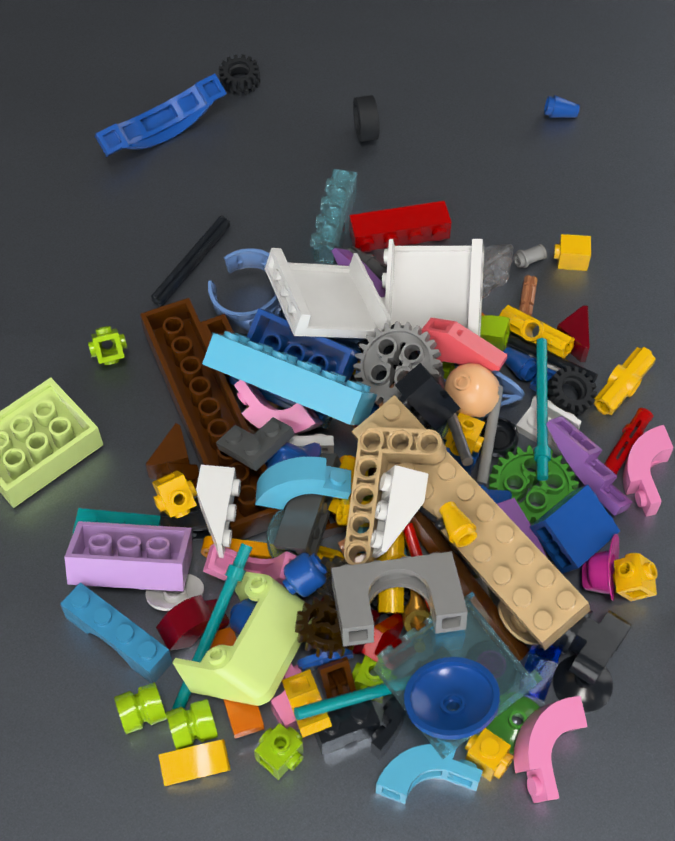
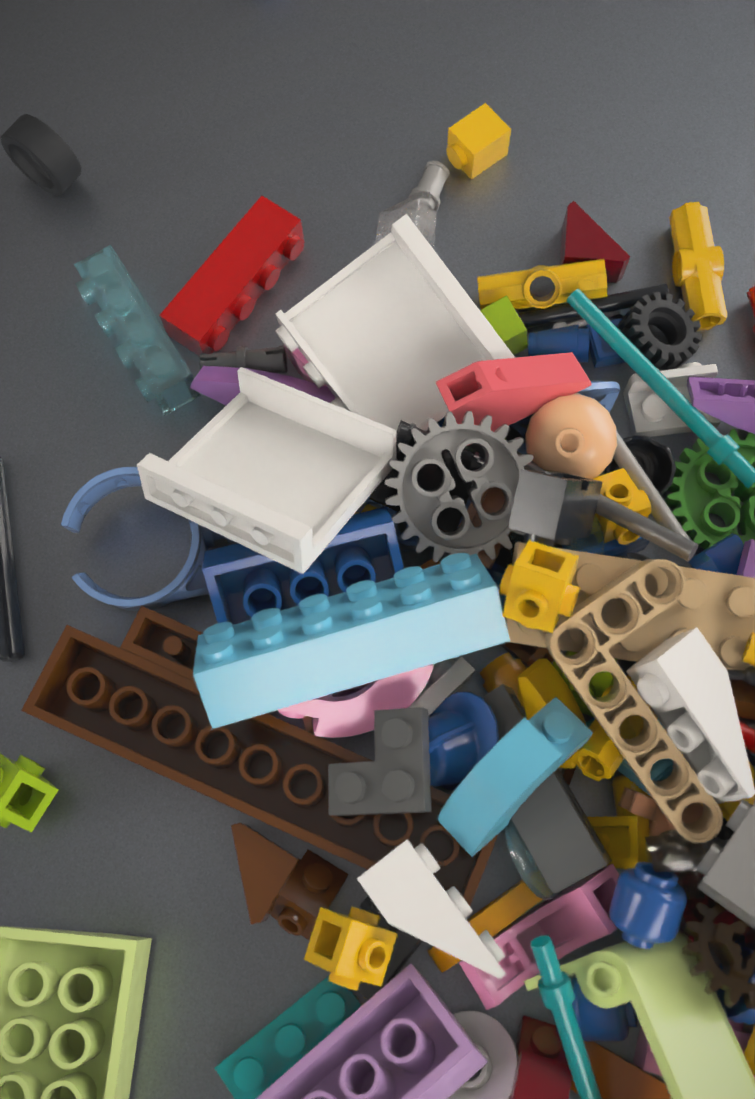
camera: 40 degrees left, 15 degrees up
(379, 407) = (540, 587): none -> yellow brick
(528, 294) = (478, 244): nougat axle -> none

